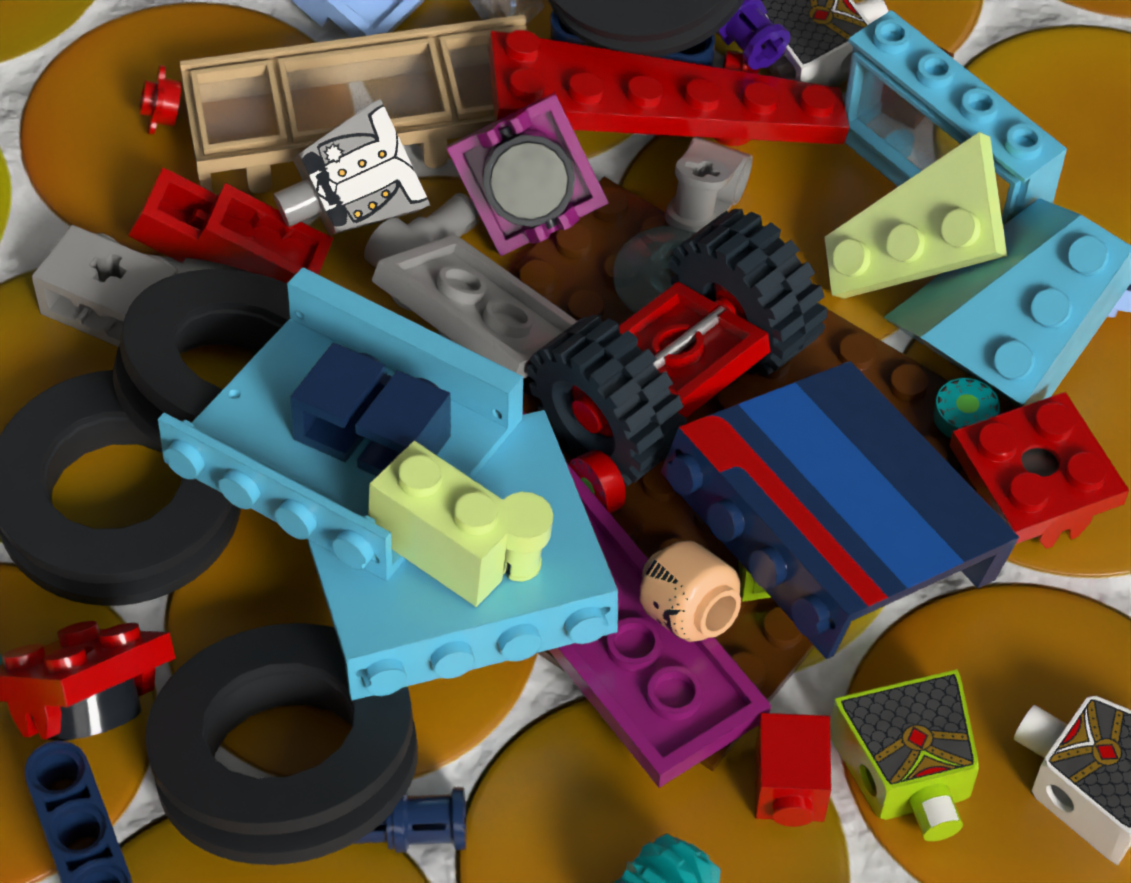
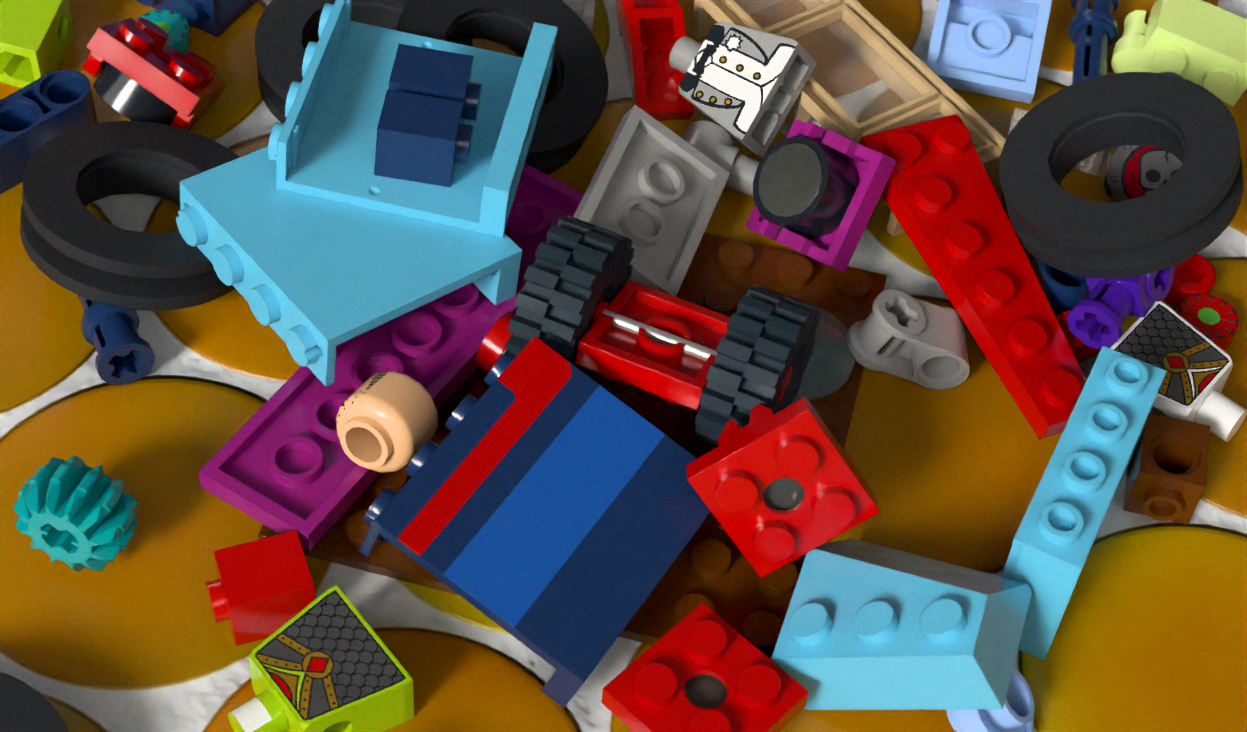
camera: 65 degrees right, 5 degrees down
(458, 526) = (320, 191): yellowish green hinge -> none
(882, 317) = (781, 485): none -> red piece
(924, 226) = (945, 500): yellowish green wing -> none
(963, 404) = (756, 616): teal tile -> none

